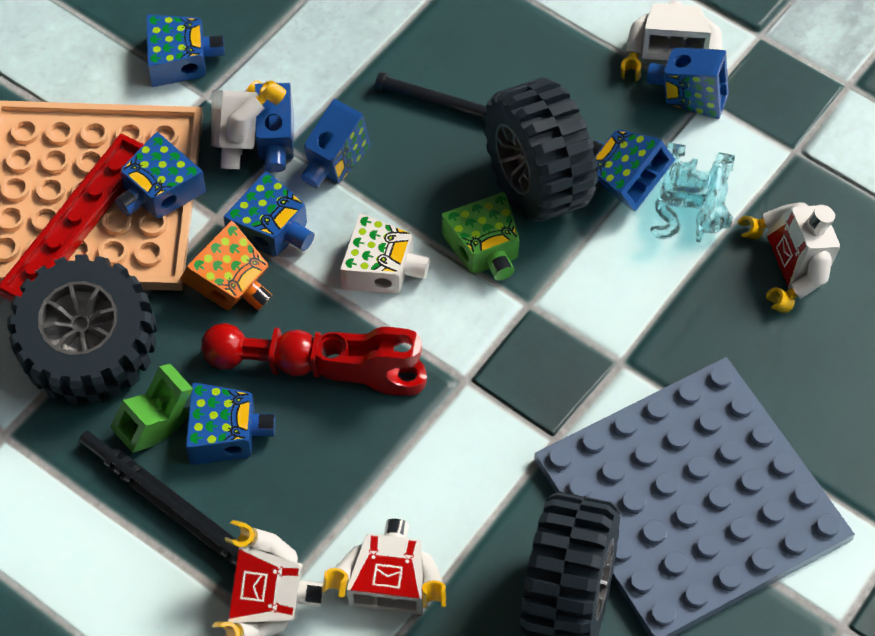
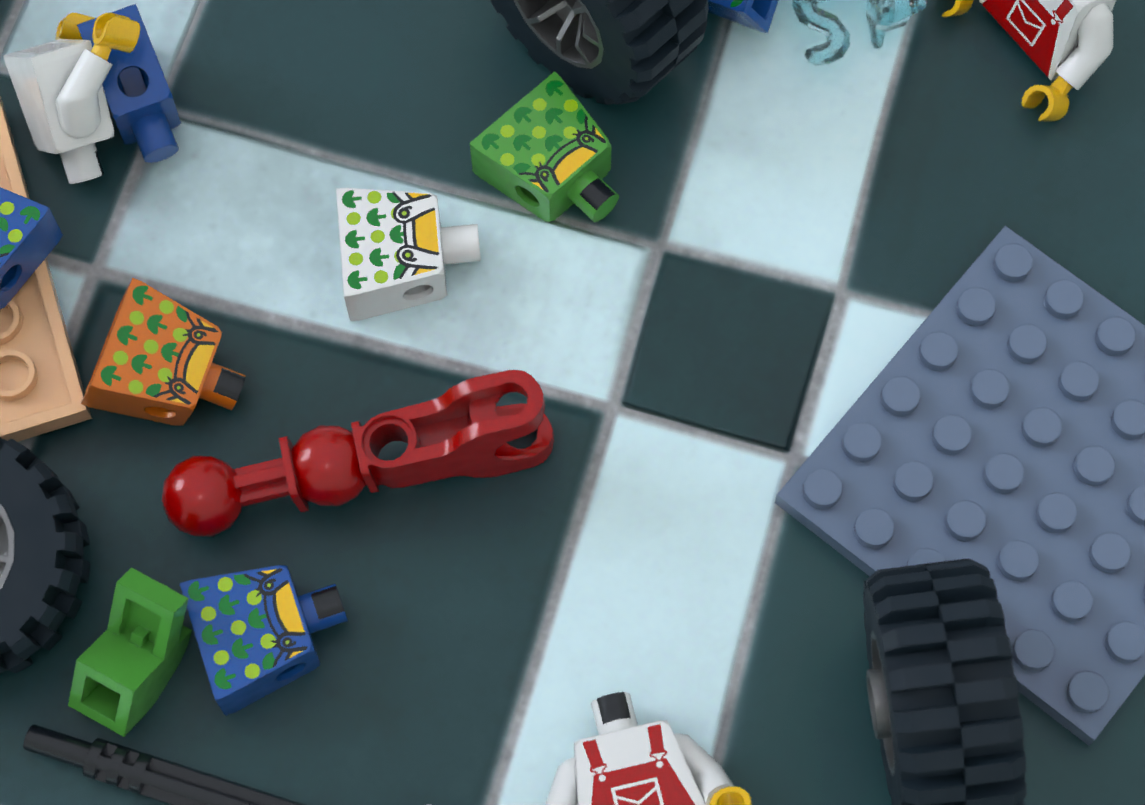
camera: 20 degrees left, 10 degrees up
(271, 217) = (188, 242): blue torso -> none
(335, 144) = (246, 82): blue torso -> none

